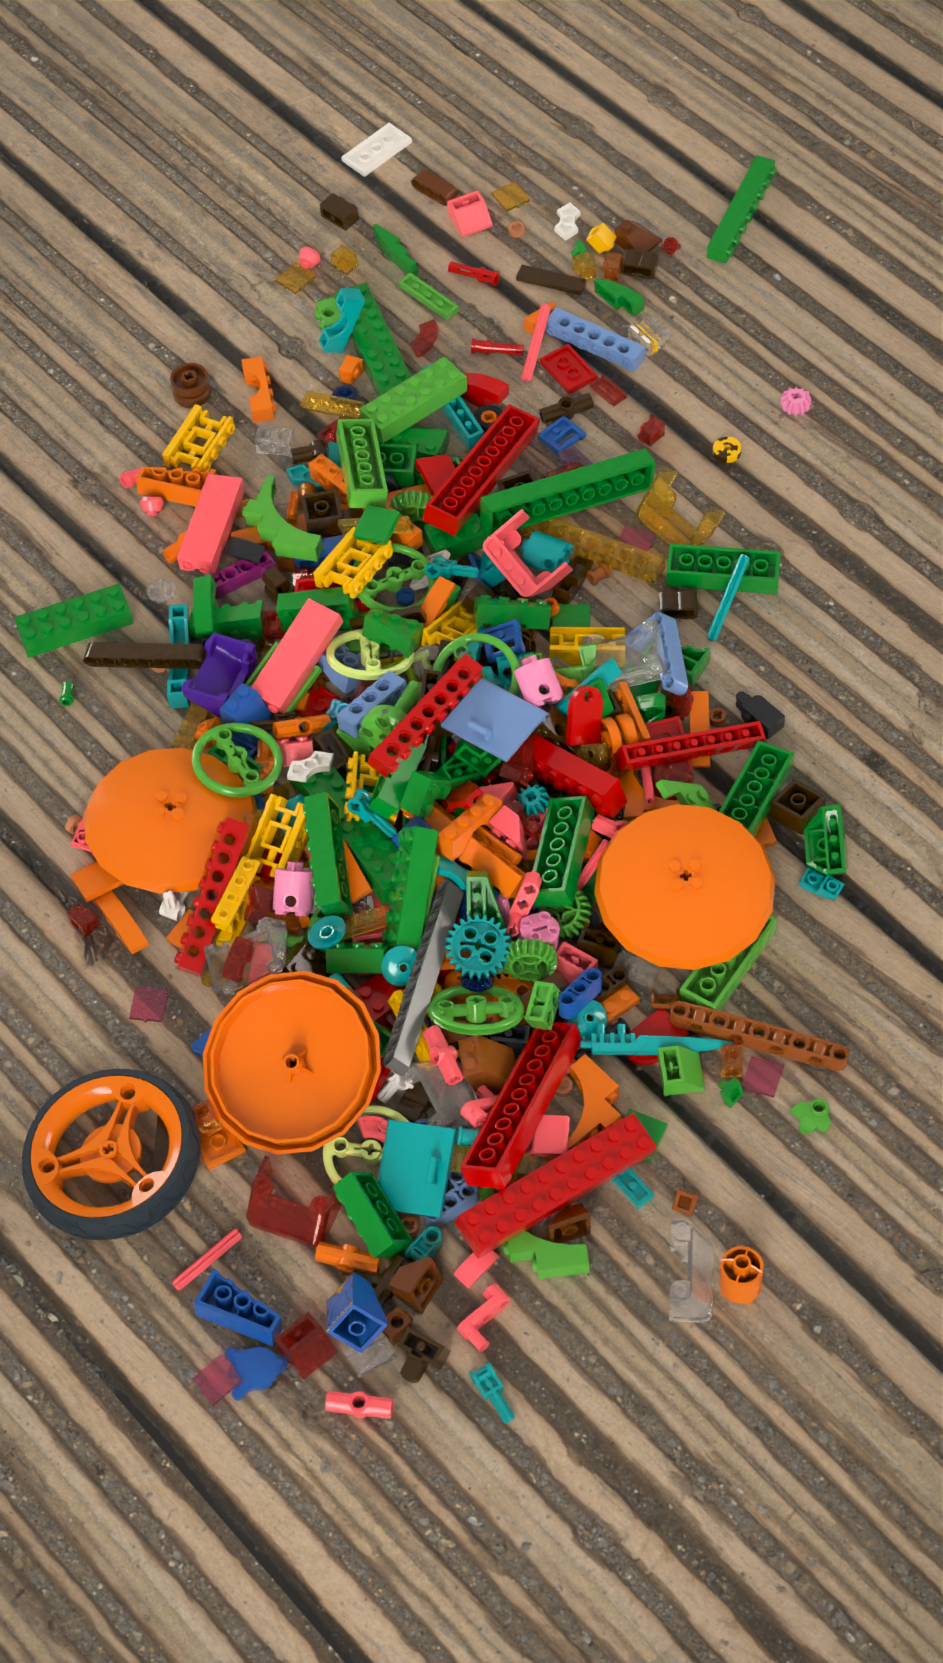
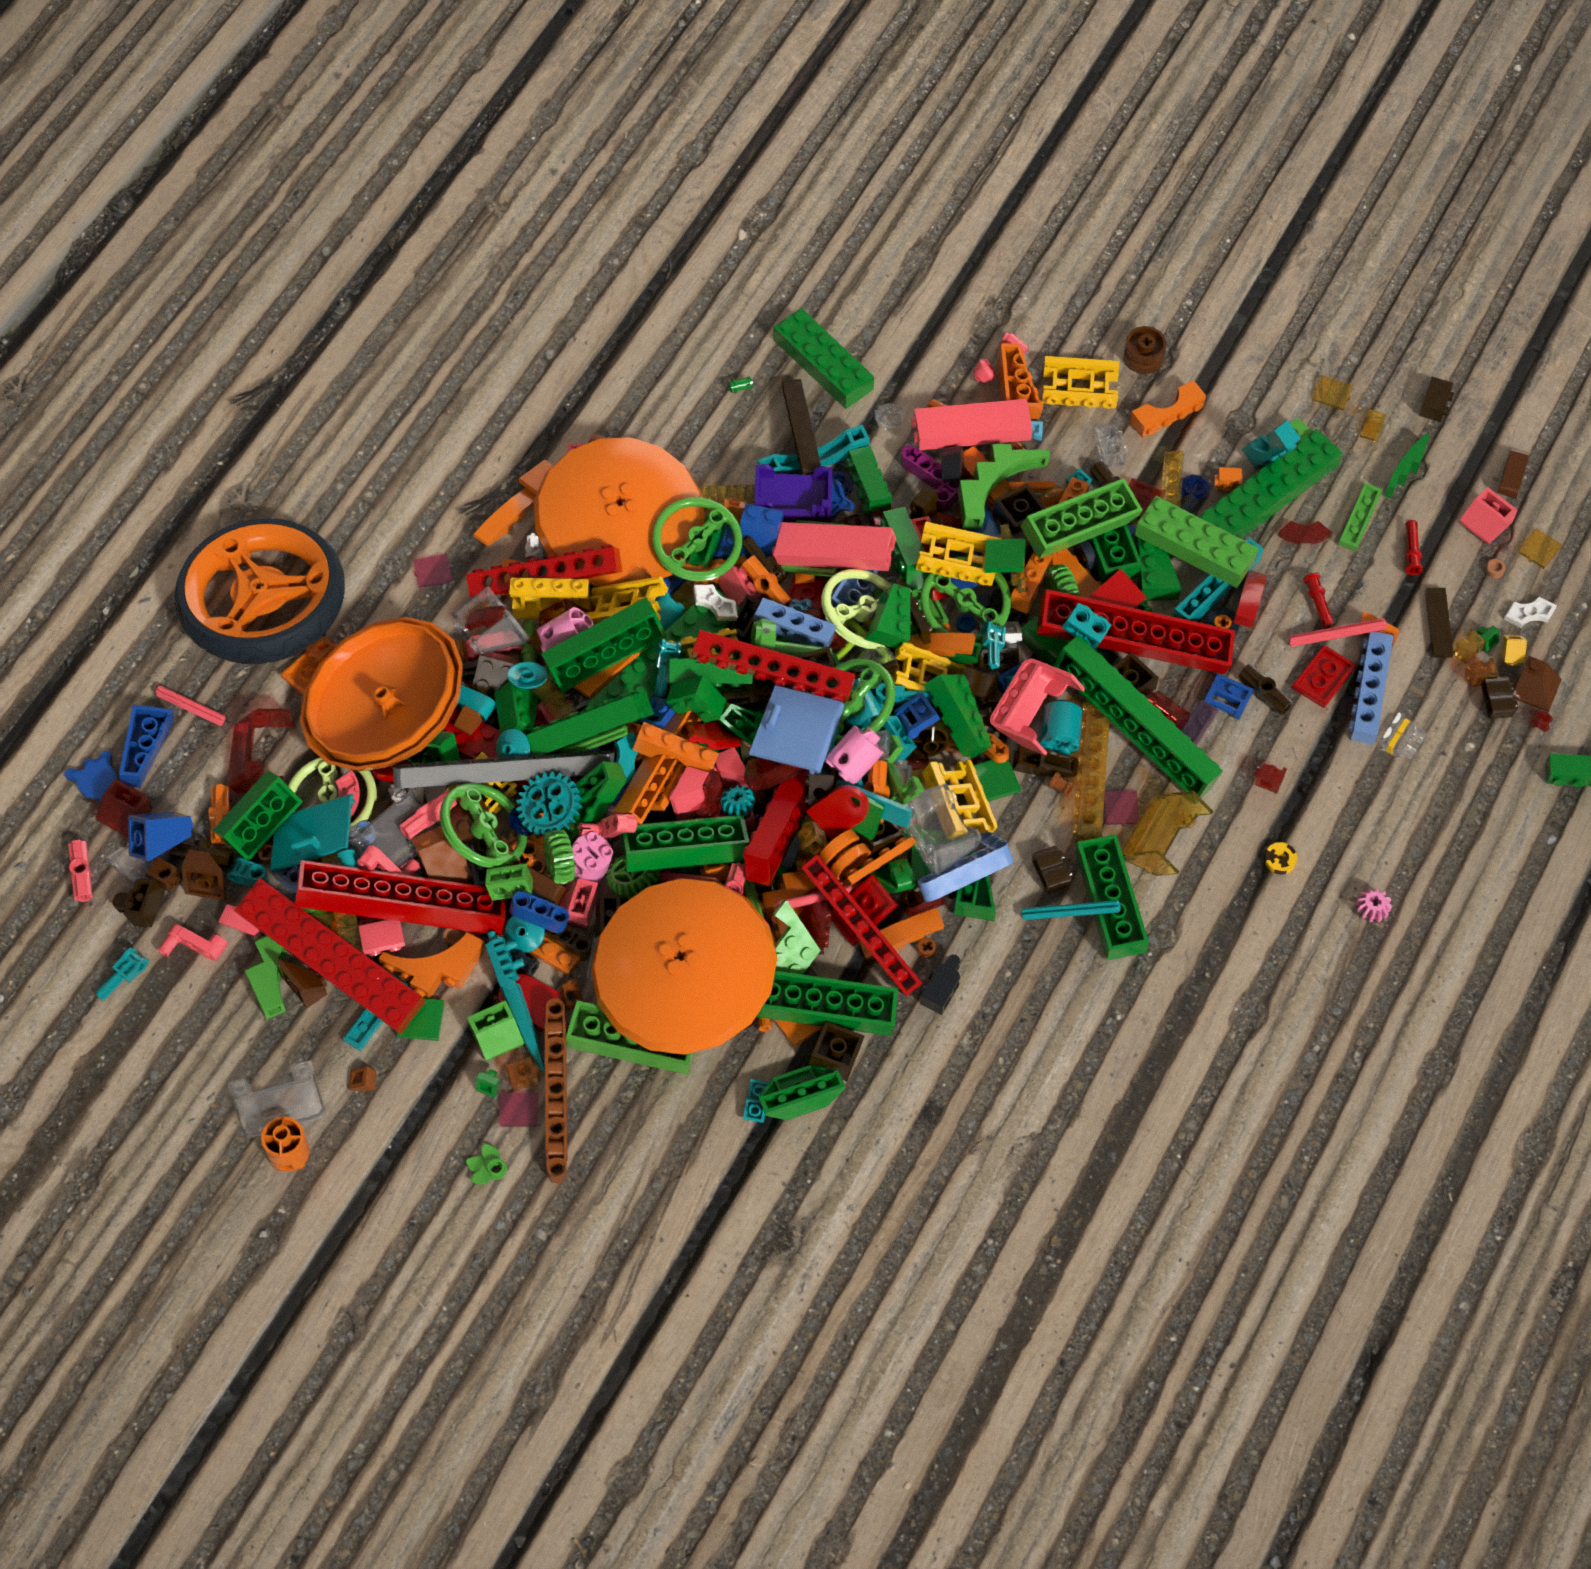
camera: 65 degrees right, 5 degrees up
(83, 920) = (499, 486): clear red brick -> none
(204, 604) = (869, 451): green slope -> none
(217, 1379) = (77, 753): clear pink piece -> none
(309, 257) = (1359, 393): coral cone -> none
(376, 149) = (1544, 404): white tile -> none
(472, 488) = (1084, 628): none -> teal brick
(611, 389) = (1317, 709): clear red tile -> none
(619, 296) = (1442, 693): green slope -> none

